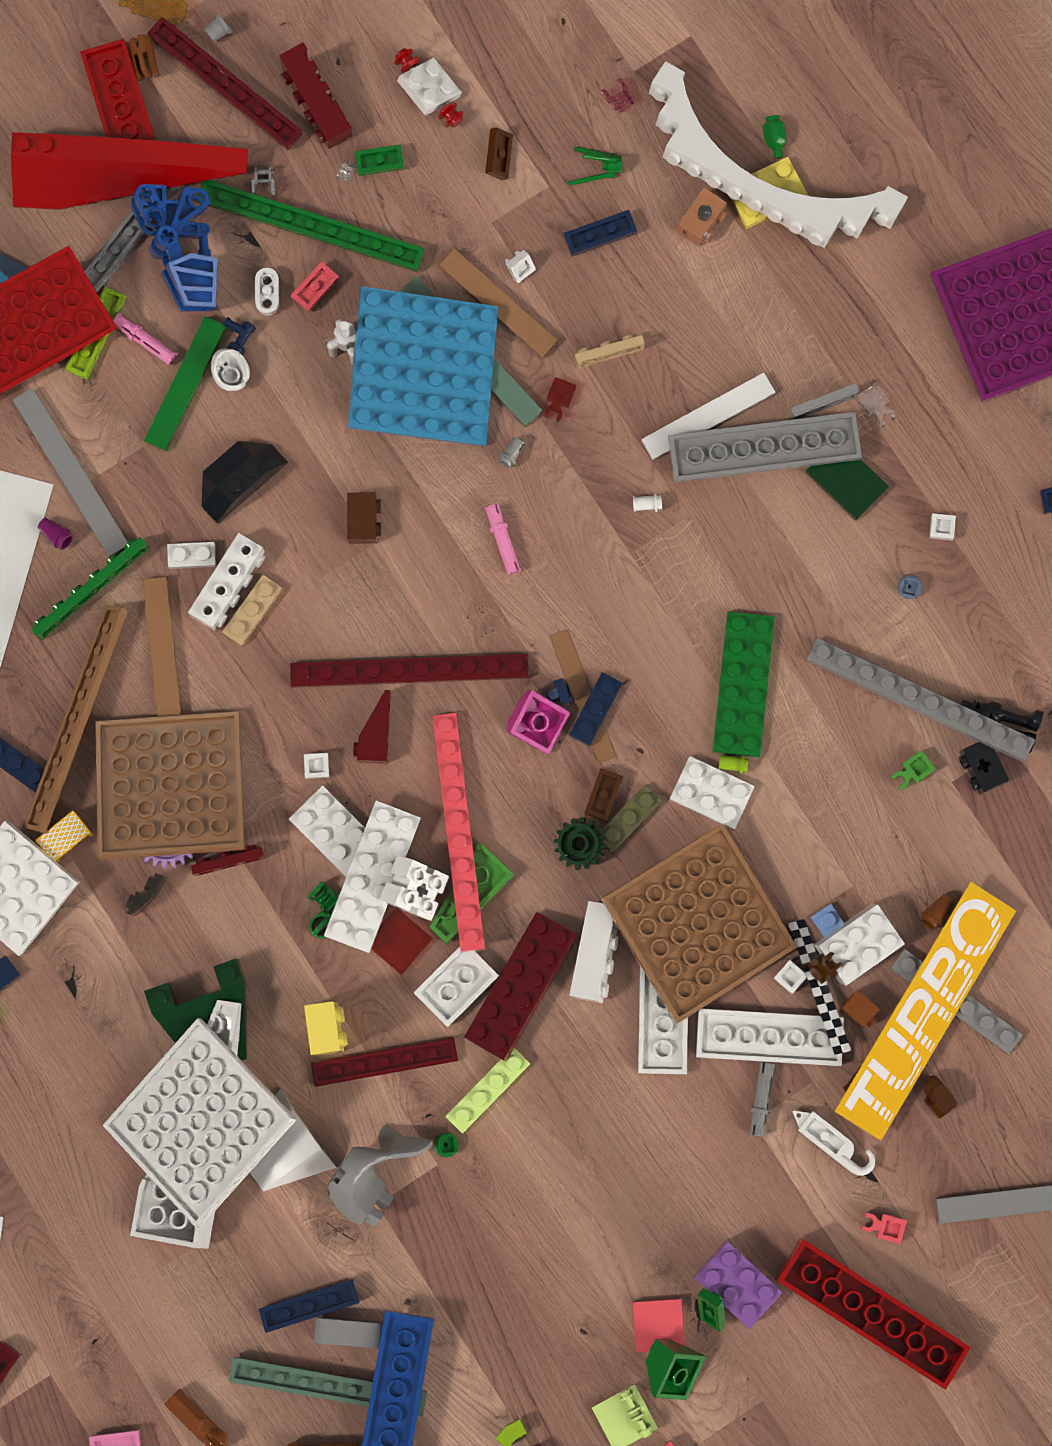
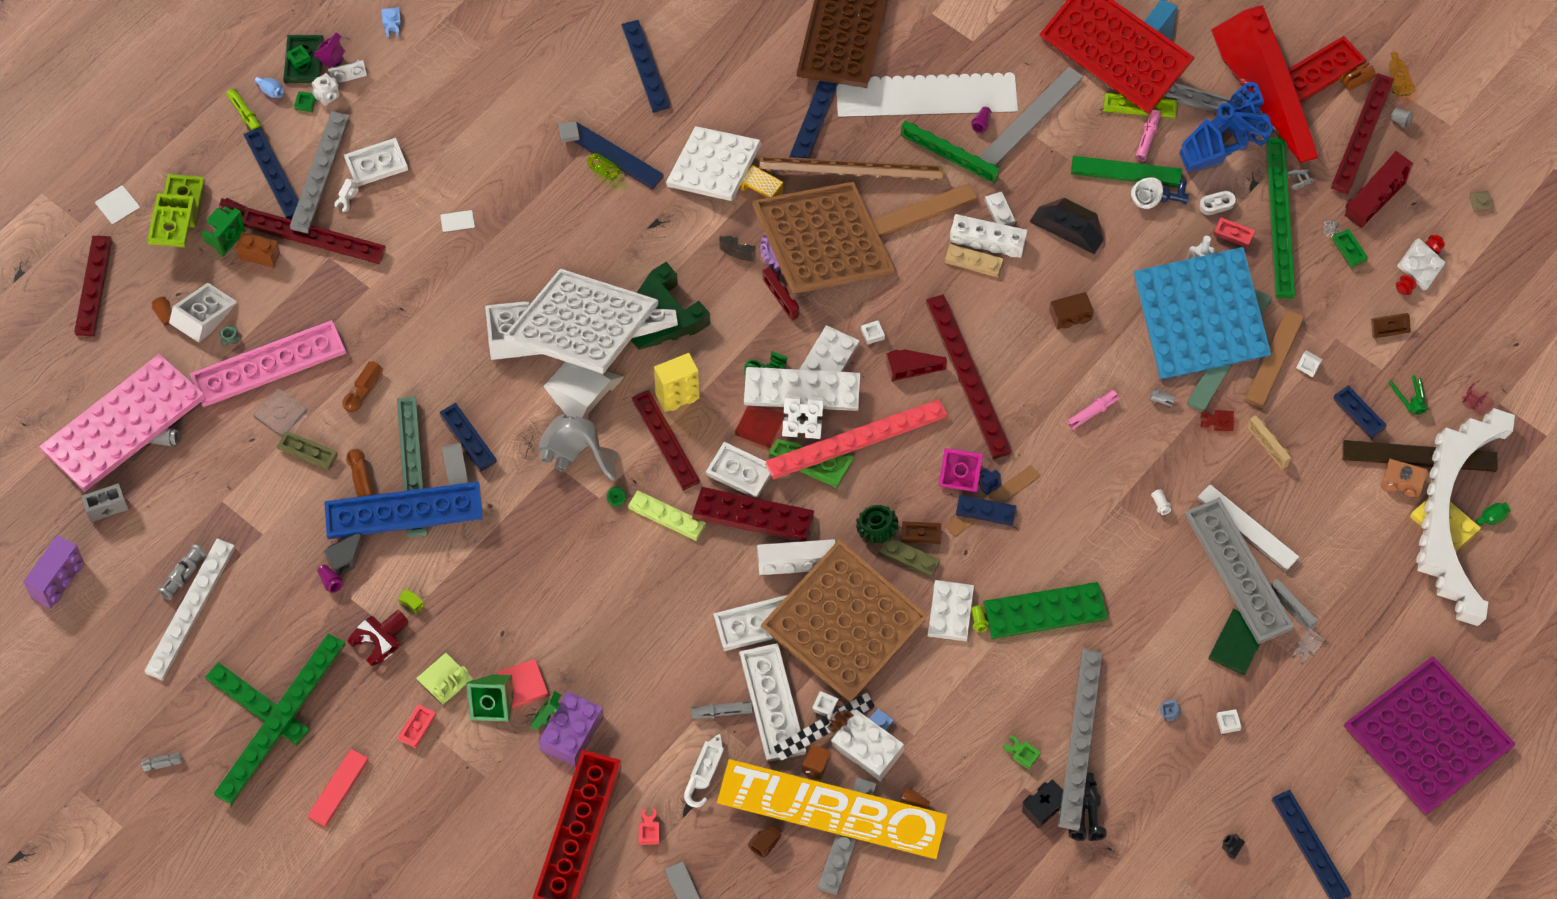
camera: 75 degrees right, 20 degrees down
(669, 203) = (1411, 455): none -> dark brown tile

